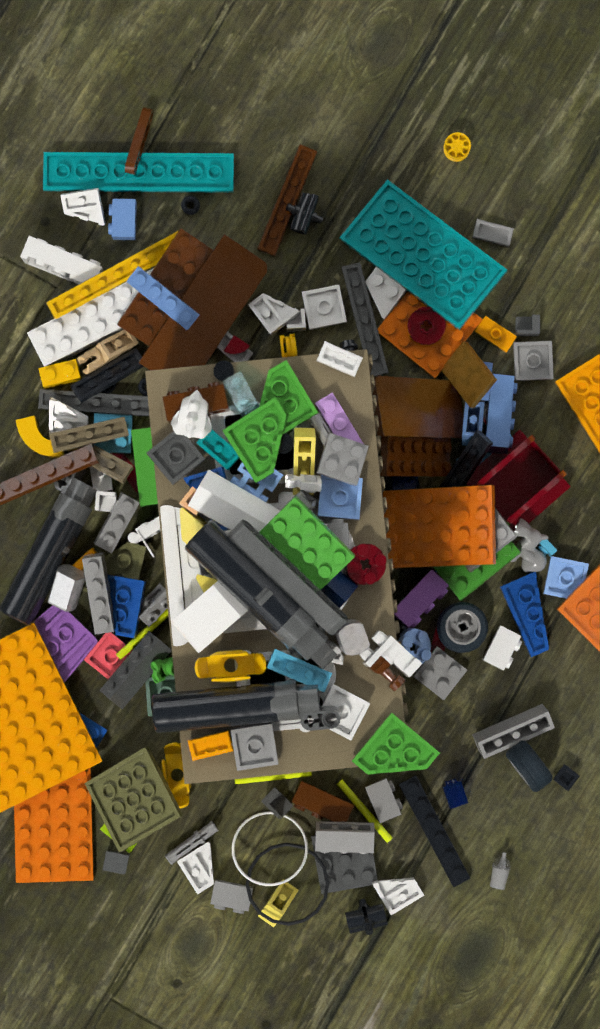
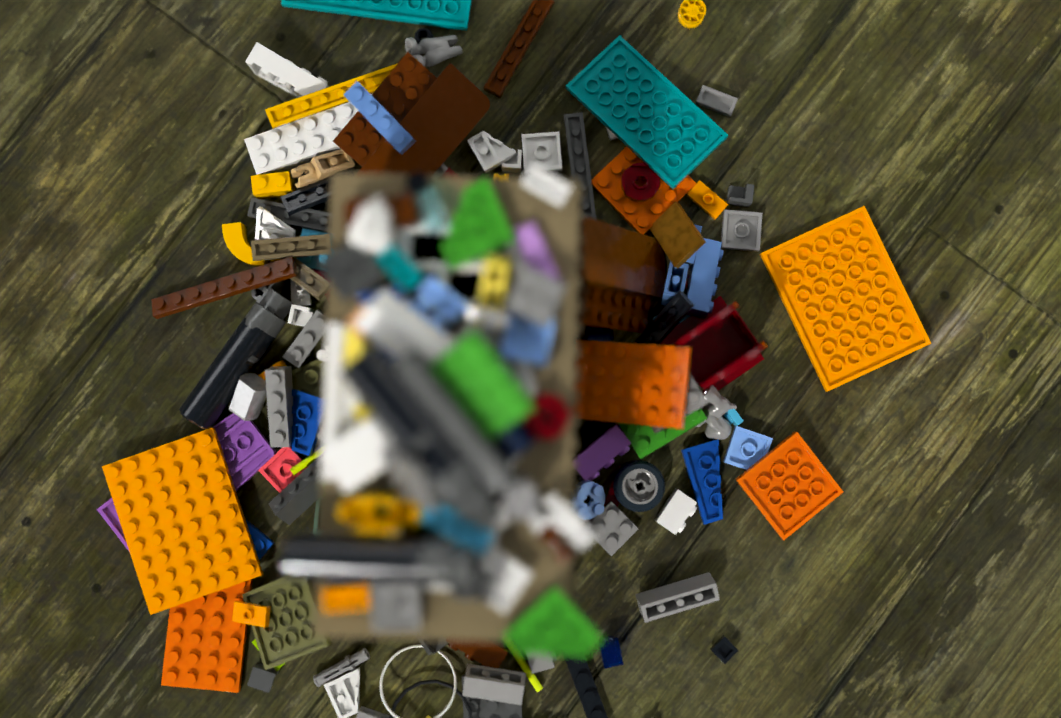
camera: 10 degrees right, 0 degrees up
(85, 205) = (320, 24): white wing -> none
(98, 799) = (251, 614): none -> light orange plate
(123, 219) = (355, 42): medium blue brick -> none
(203, 217) = (434, 49): none -> light grey piece
(256, 632) = (410, 479): none -> light grey plate
(258, 438) = (444, 261): bright green plate -> none
(286, 444) = (472, 271): black piece -> none
(304, 213) = (534, 57): black pin -> none
(384, 291) = (603, 144): white wing -> none
(529, 766) = (689, 635): black wheel -> none

